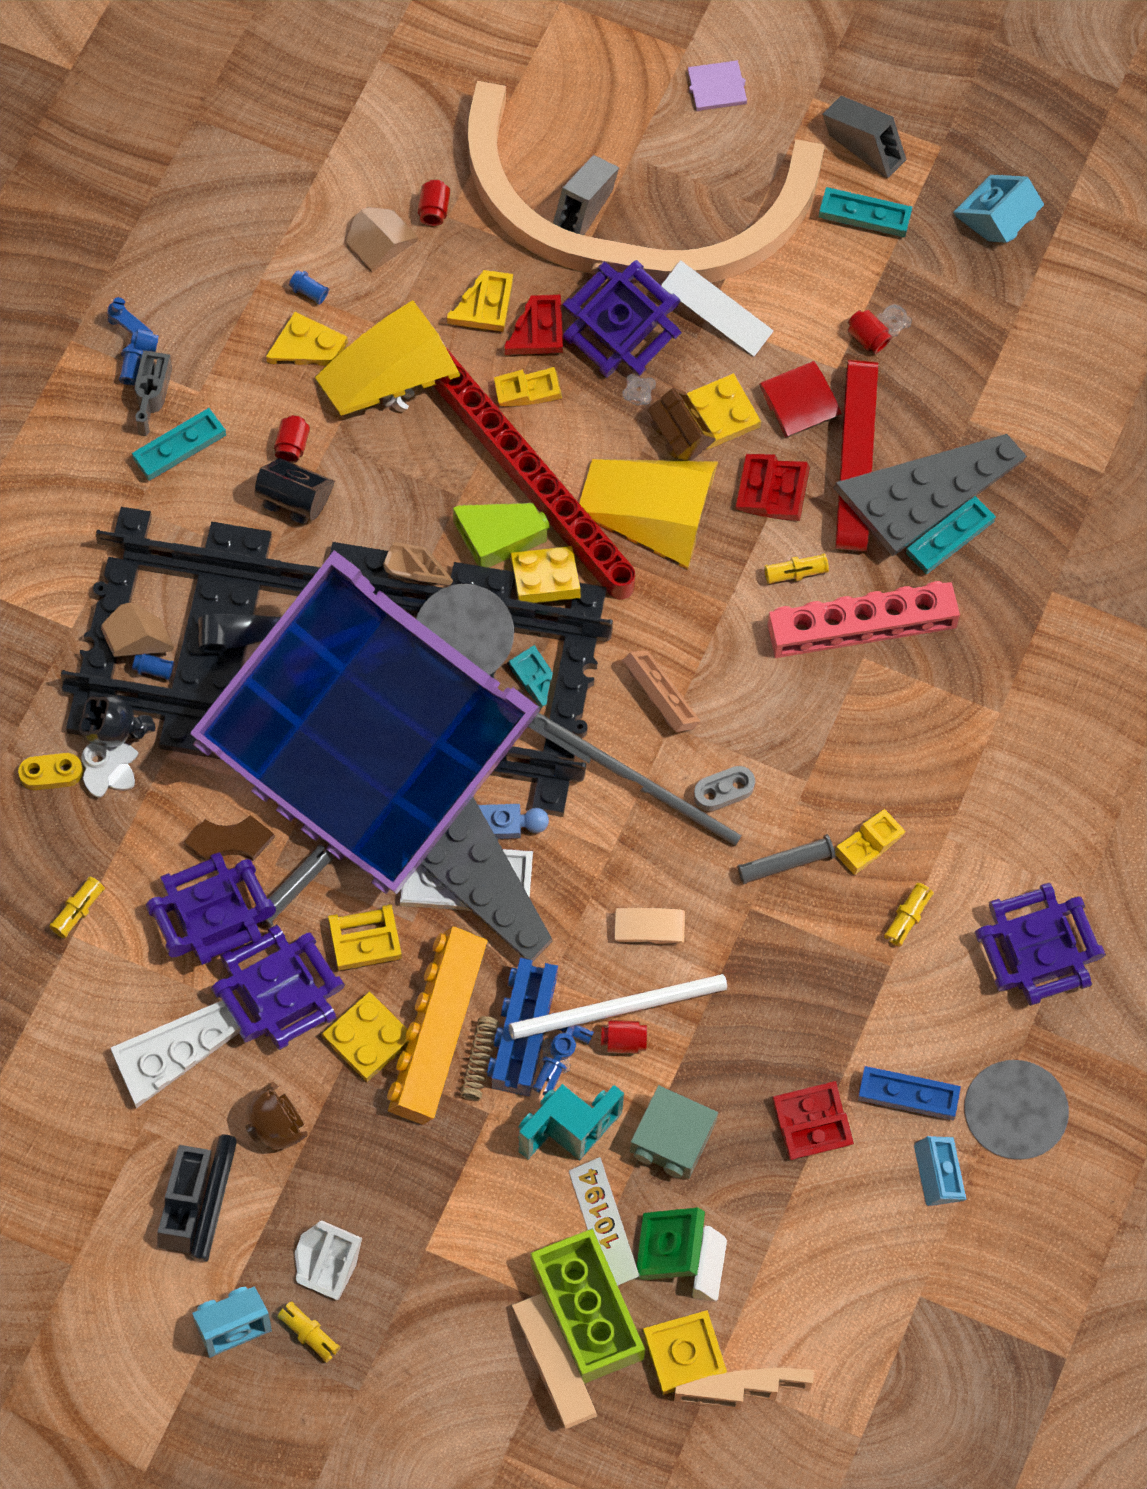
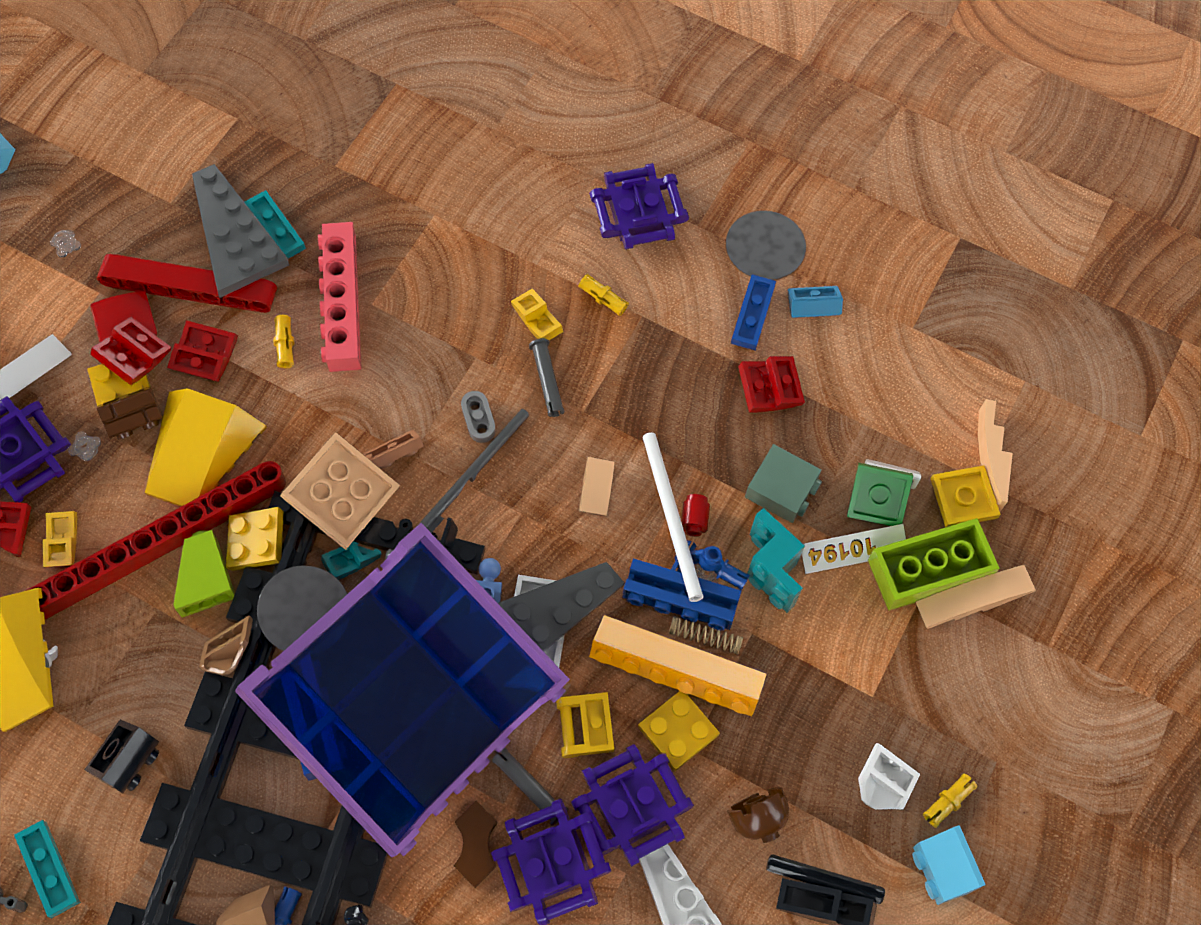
camera: 85 degrees left, 0 degrees up
(227, 631) = (267, 828): black piece -> none
(291, 438) = (66, 756): red brick -> none
(602, 646) = (340, 490): none -> light nougat plate
(755, 411) = (130, 351): none -> red slope
(869, 331) = (72, 260): red brick -> none

